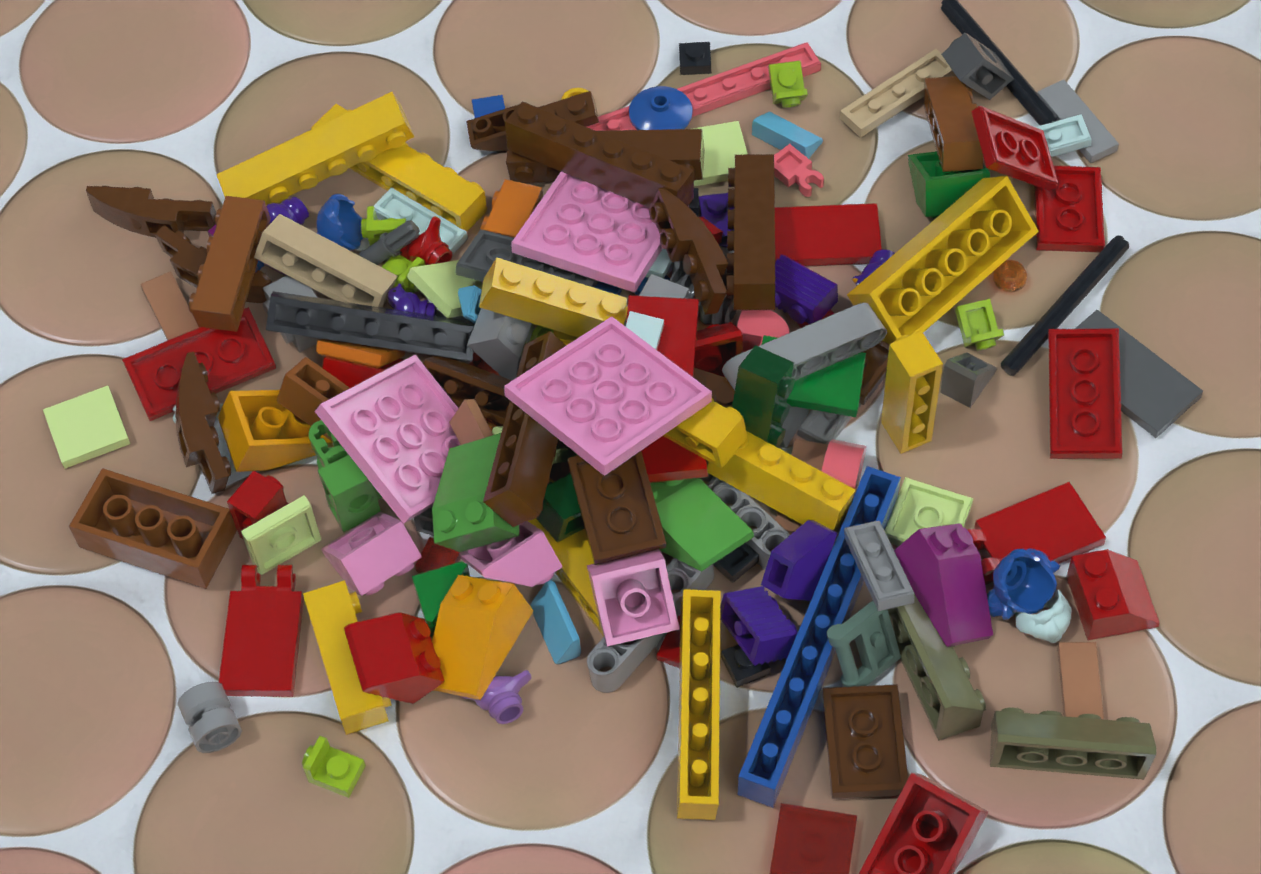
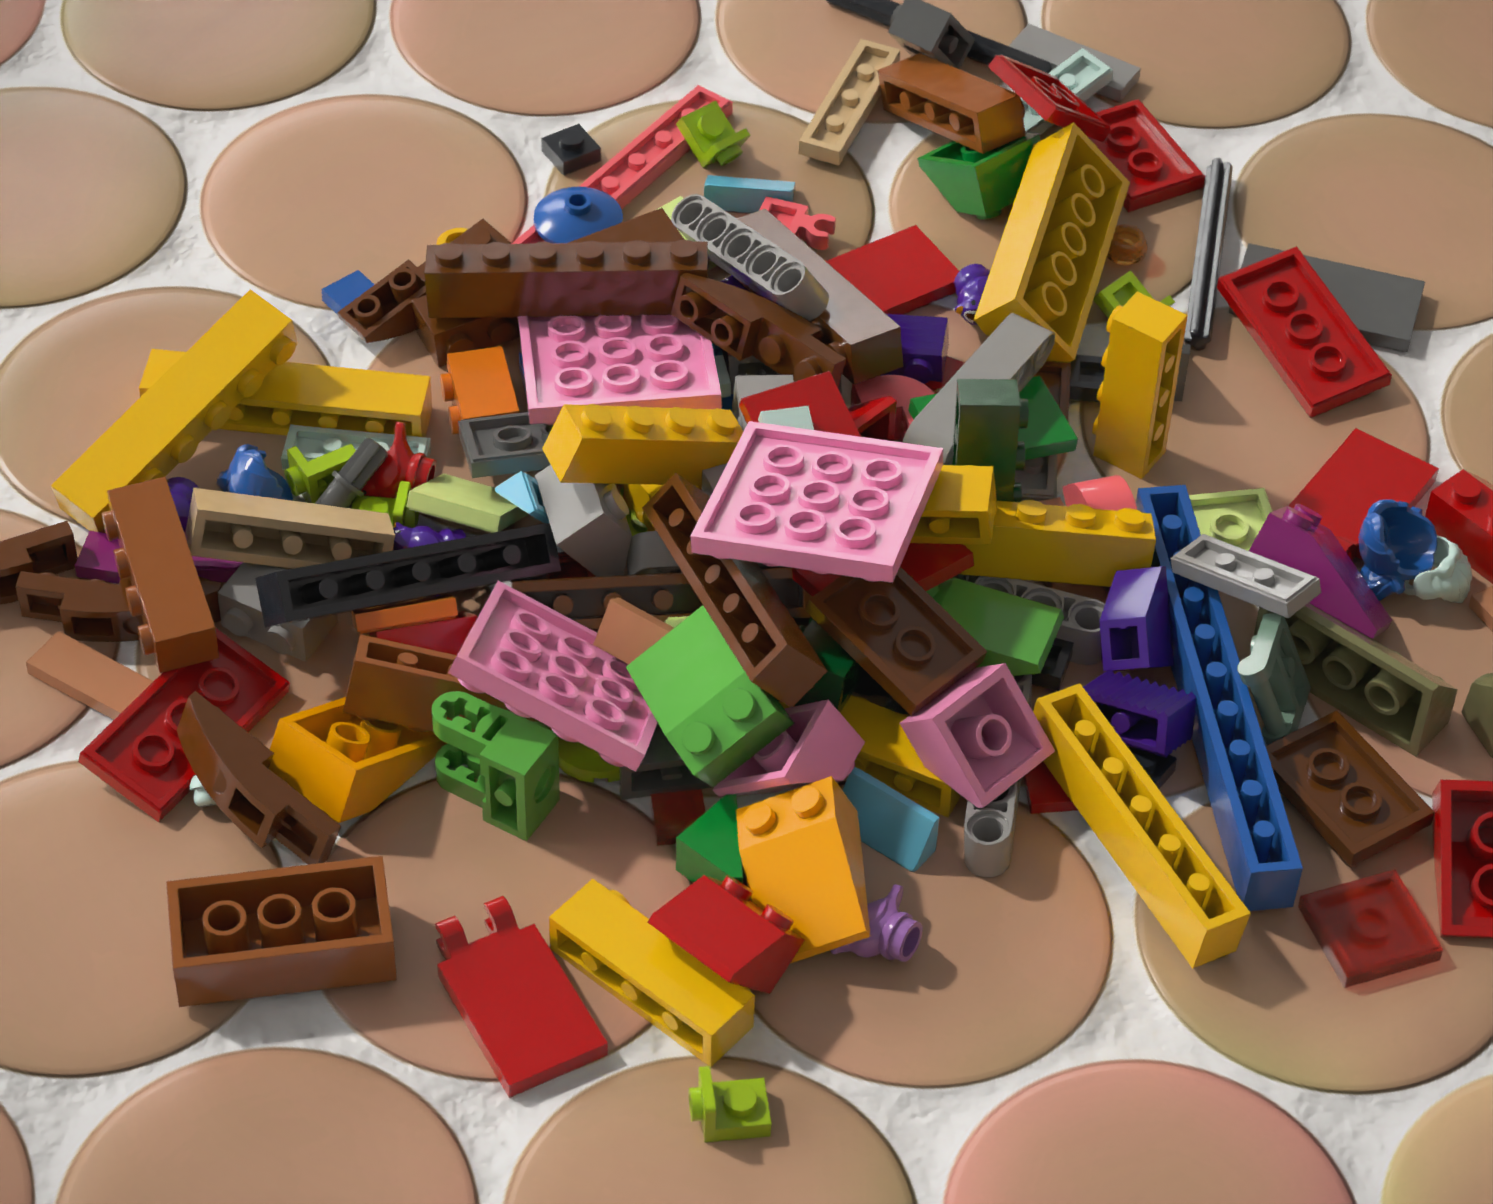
camera: 35 degrees left, 10 degrees down
(86, 427) = (77, 861): yellowish green tile -> none
(209, 717) = (533, 1119): light grey wheel -> none
(255, 500) = (418, 848): red brick -> none
(281, 535) = (470, 859): yellowish green tile -> none
(372, 553) = (593, 835): bright pink slope -> none
(723, 191) = (751, 257): none -> light grey beam

